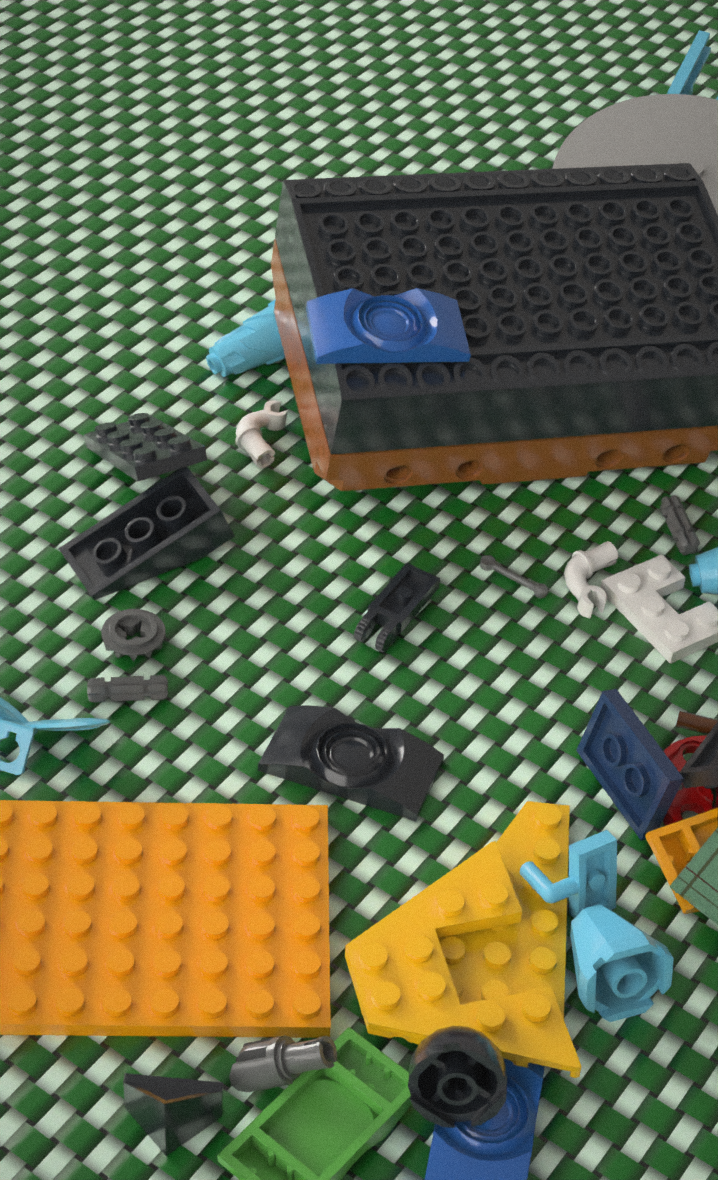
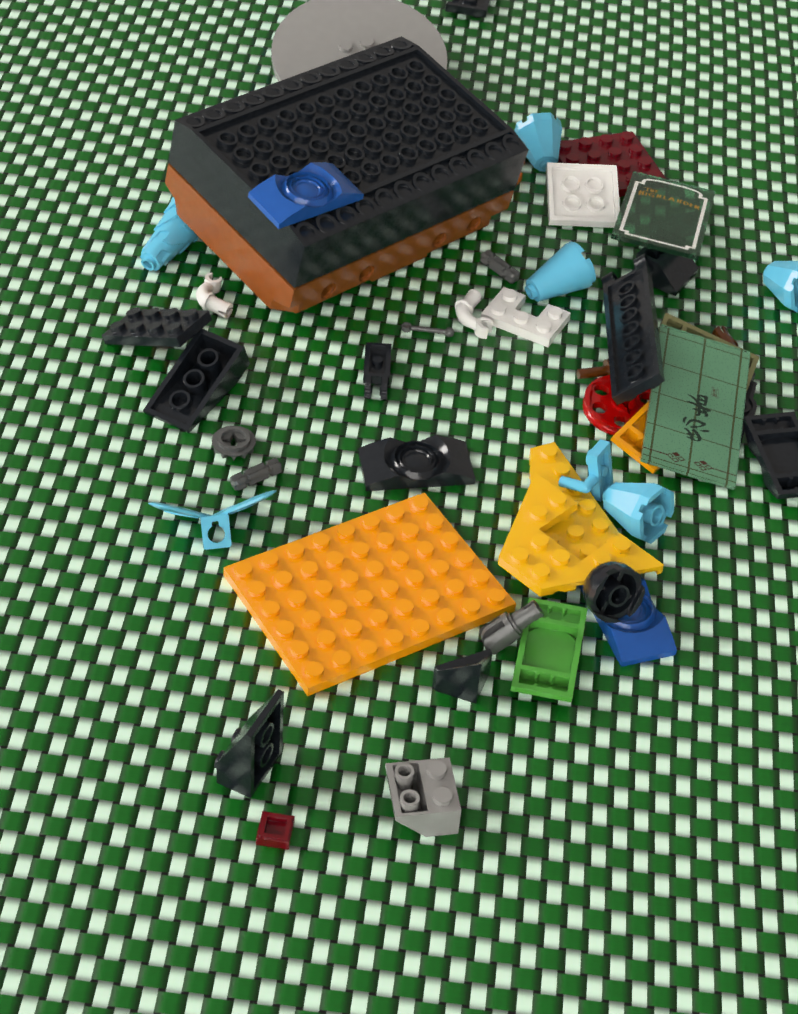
camera: 30 degrees left, 0 degrees up
(629, 763) = (575, 405): dark blue plate -> none

